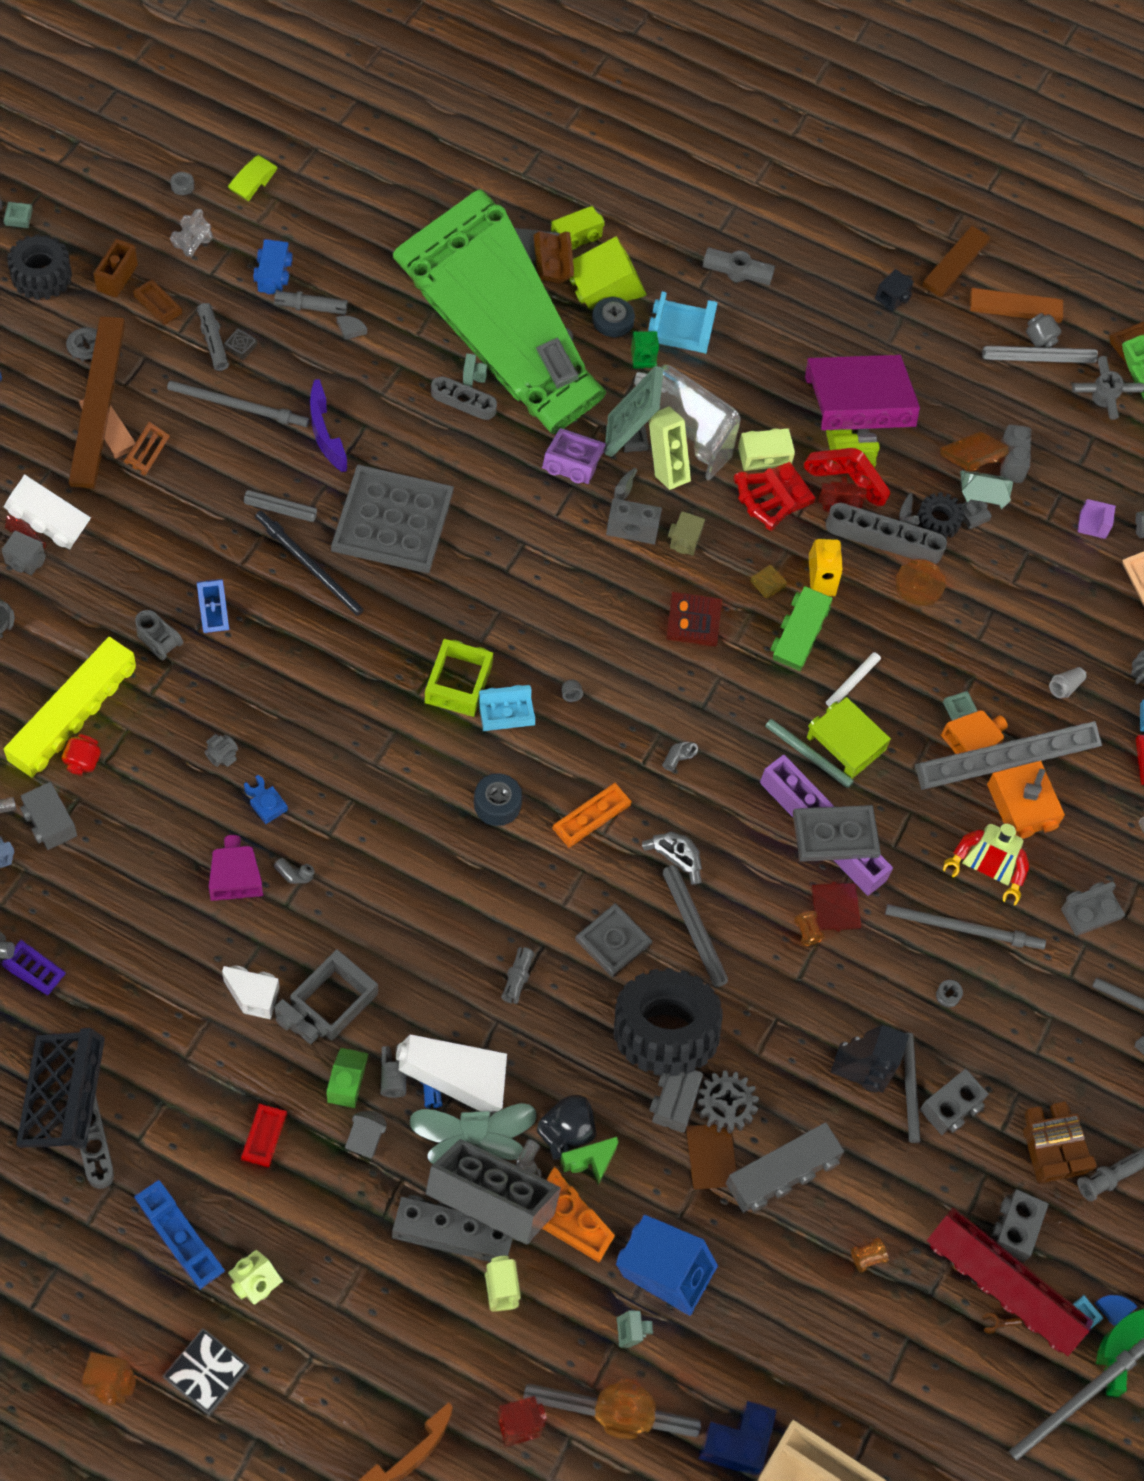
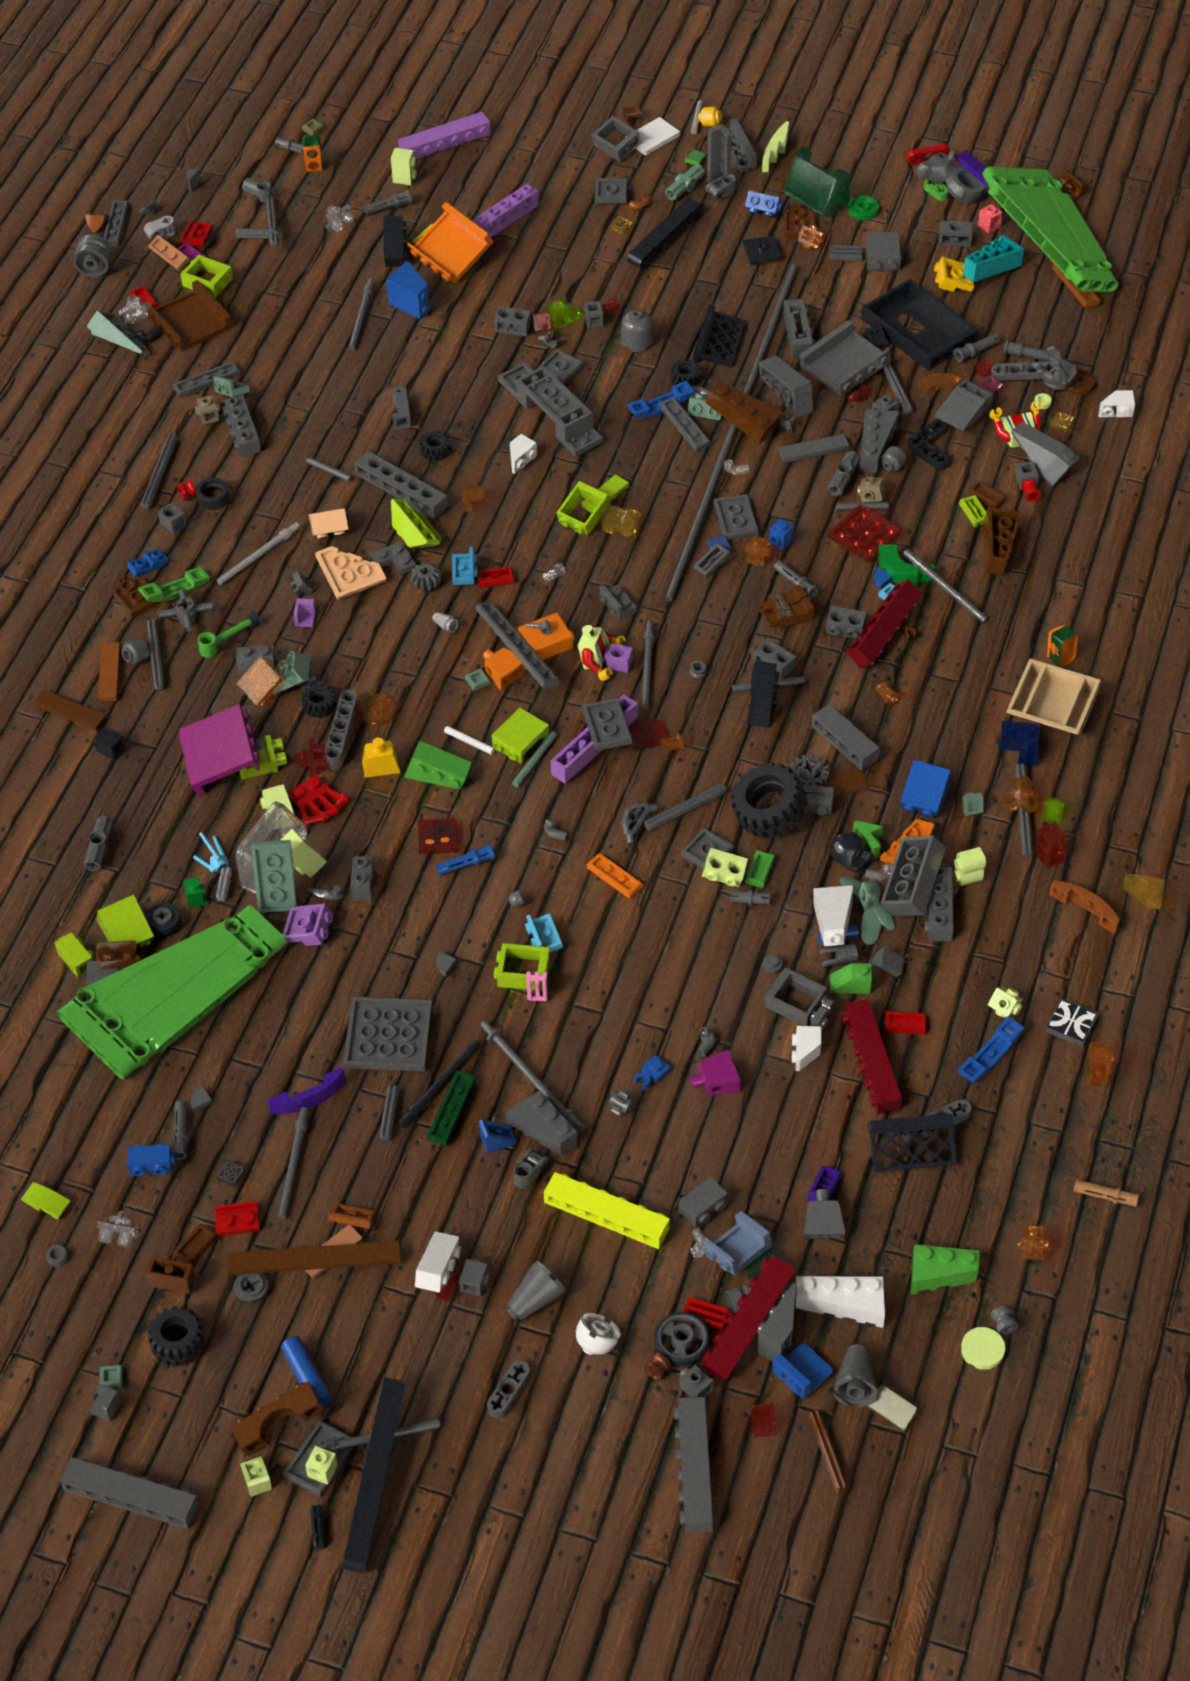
camera: 90 degrees left, 10 degrees down
(81, 754) = (646, 1193): red head -> none
(179, 343) = (237, 1218): none -> red plate
(210, 328) = (204, 1202): dark grey pin -> none
(213, 659) = (544, 1123): none -> dark grey wedge
(213, 1071) = (872, 1057): none -> dark red brick
(222, 689) = (494, 1035): none -> dark grey bar
(267, 568) = (451, 1108): none -> dark green plate
(400, 980) = (772, 964): none -> dark grey plate
(415, 680) = (537, 978): none -> bright pink tile
(473, 371) = (235, 1005): sand green tile -> none
(476, 410) = (261, 1016): dark grey beam -> none
(489, 595) = (444, 963): none -> dark grey tile
(497, 789) = (619, 928): black wheel -> none
(557, 363) = (230, 935): dark grey tile -> none
(569, 1001) = (759, 869): none -> bright green tile
(575, 948) = (725, 863): none -> yellowish green brick
(607, 1455) = (1052, 809): none -> clear neon green slope
(648, 650) = (474, 857): none -> blue pin
(683, 324) = (162, 872): medium azure panel -> none
(686, 533) = (366, 845): olive brick -> none
(694, 374) = (217, 860): none -> medium azure plant
(768, 581) = (395, 796): clear yellow tile -> none
(856, 465) = (295, 740): red beam -> none
(905, 512) = (326, 721): dark grey bar -> none
(975, 897) = (619, 657): none -> medium lavender brick
(1048, 410) = (208, 641): none -> bright green piece

